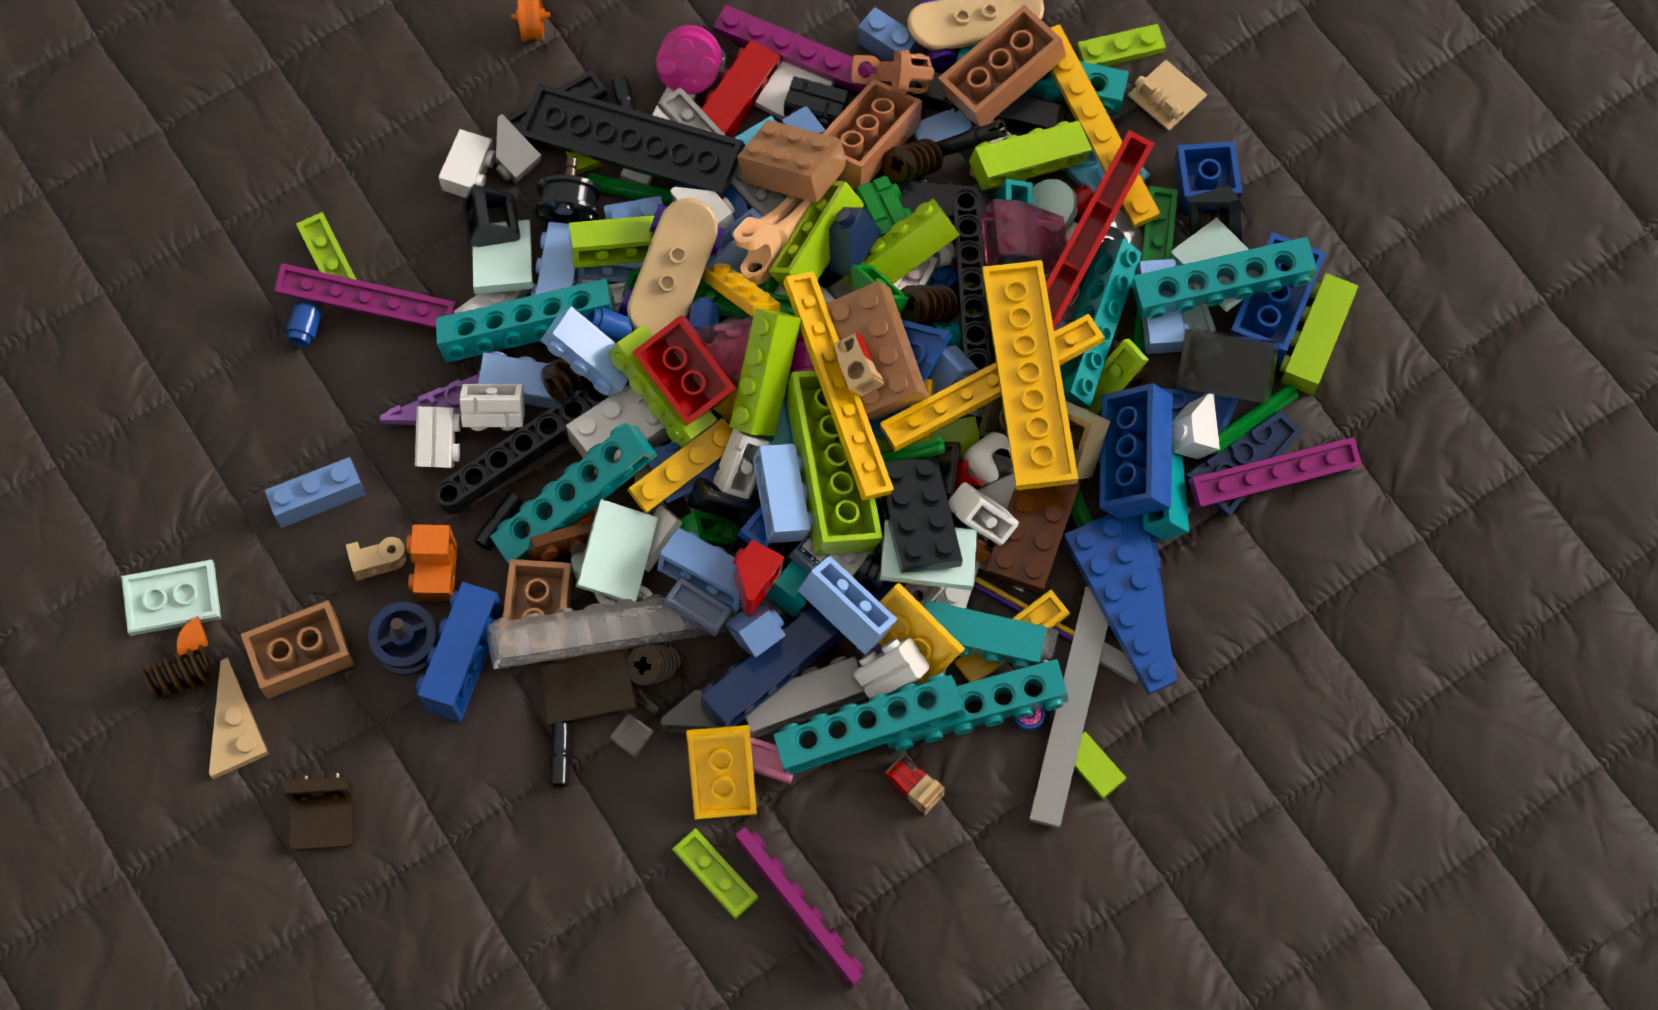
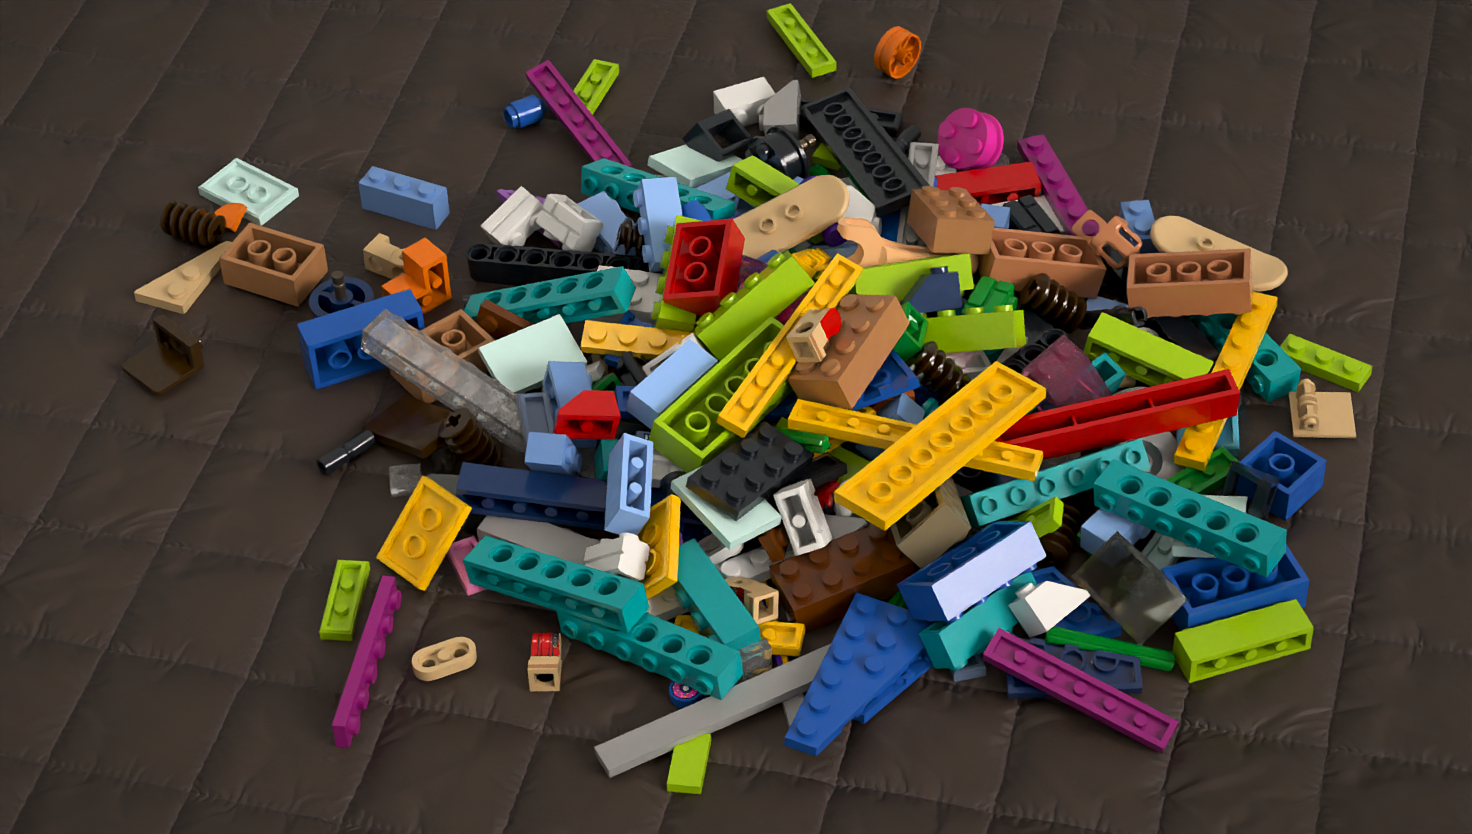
camera: 50 degrees right, 25 degrees down
(432, 62) = (801, 40): none -> lime plate
(847, 852) = (444, 658): none -> tan plate
(999, 601) = (751, 595): none -> tan leg

